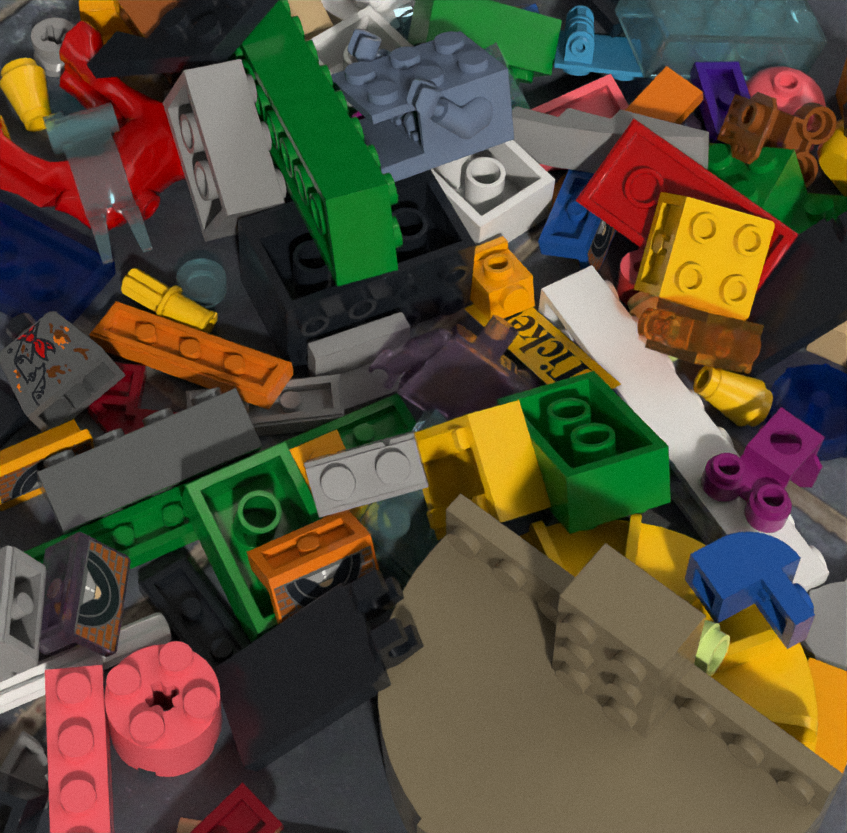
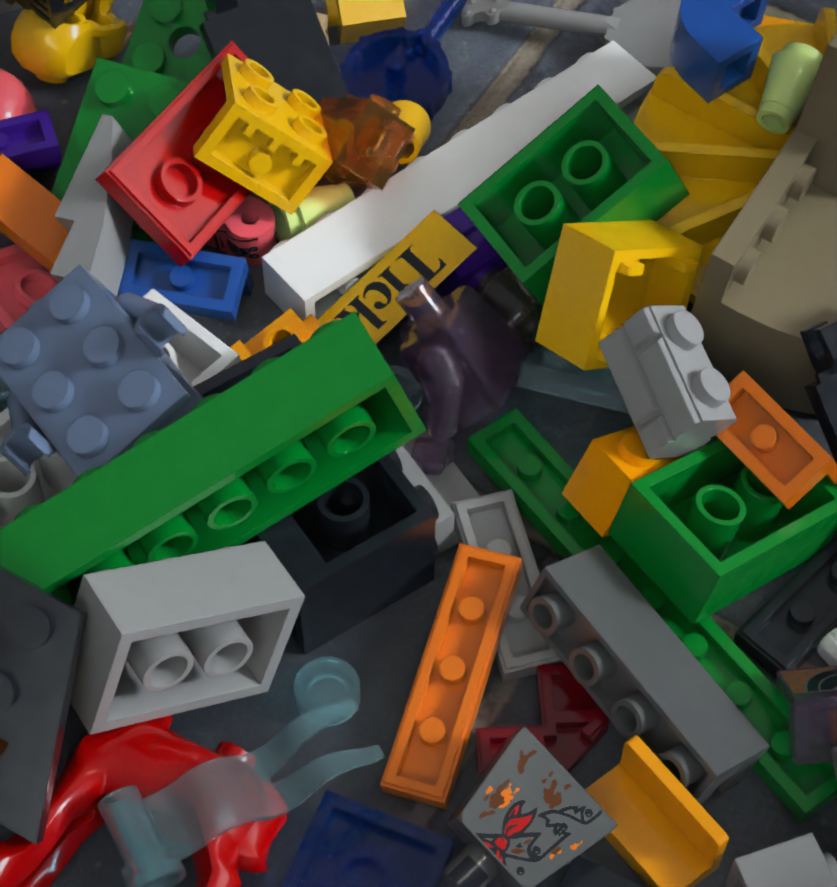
camera: 95 degrees left, 0 degrees up
(167, 301) = (378, 709): yellow axle -> none
(759, 124) = (68, 83): dark orange piece -> none
(778, 453) = (528, 88): magenta piece -> none

